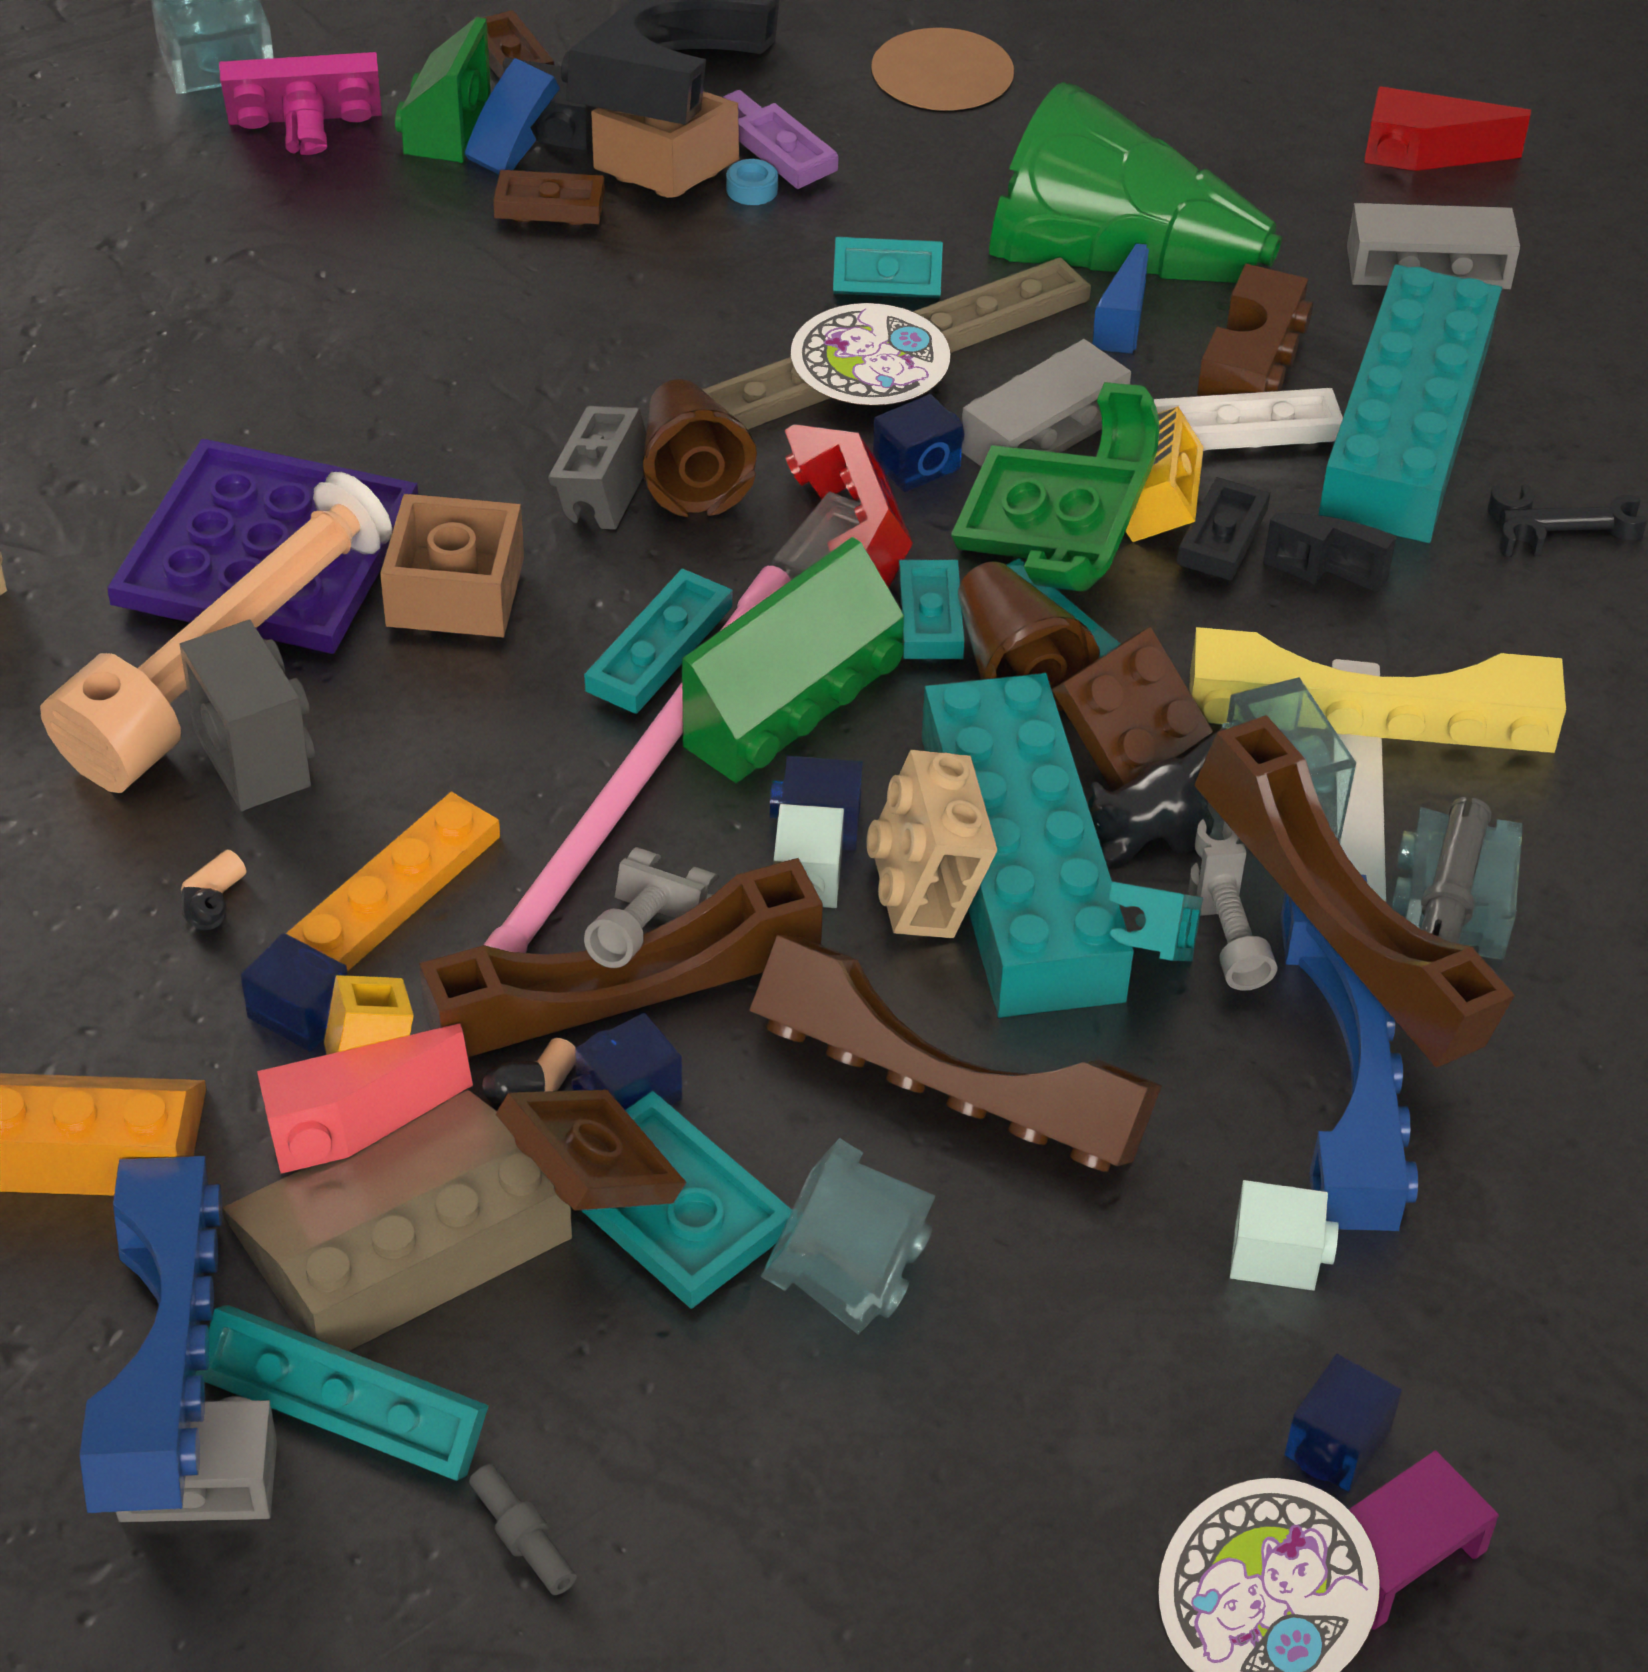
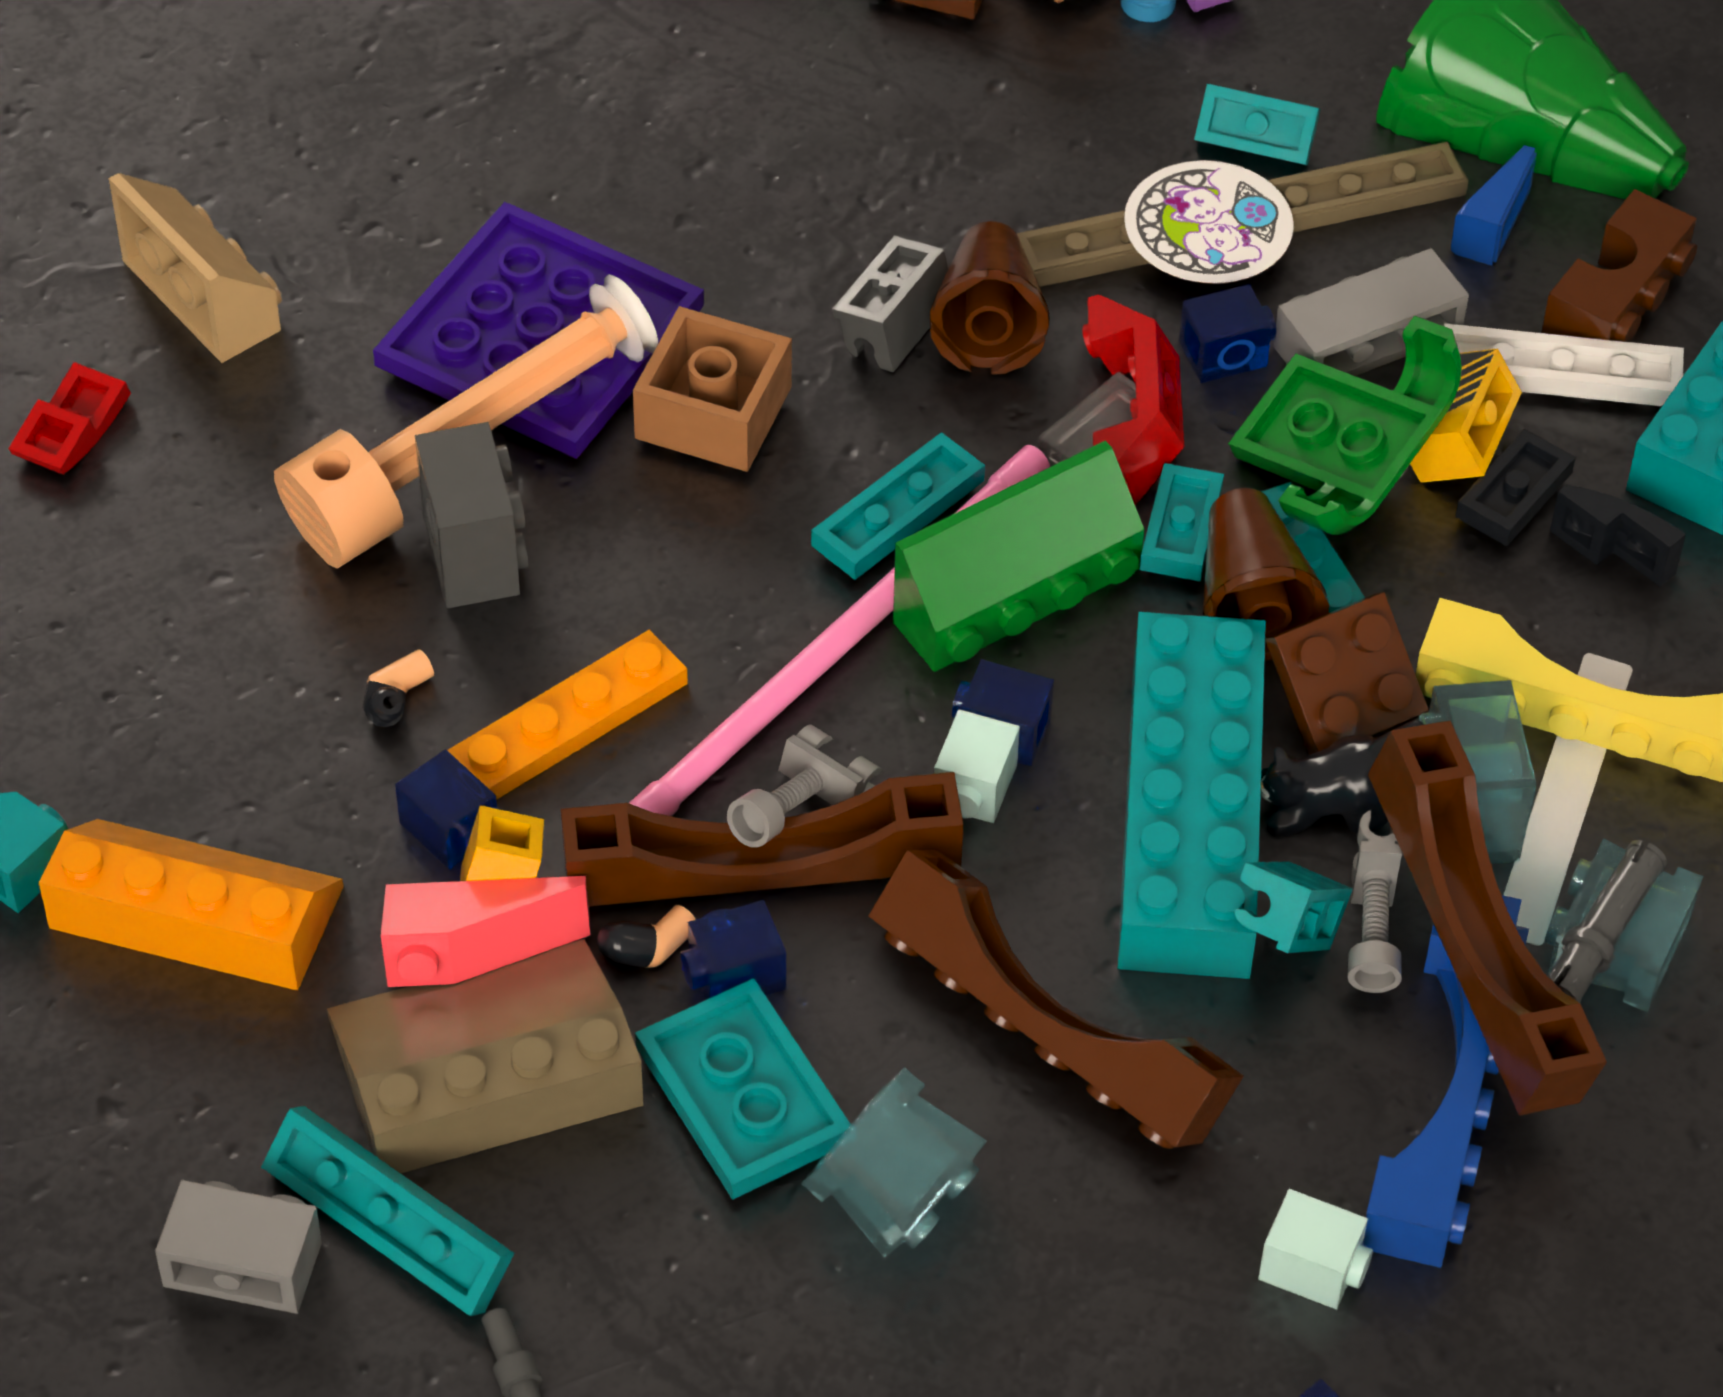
camera: 15 degrees right, 5 degrees up
(139, 1424) = (190, 1208): blue arch -> none
(590, 1149) = (669, 1028): reddish brown plate -> none
(931, 844) = (1091, 781): tan brick -> none

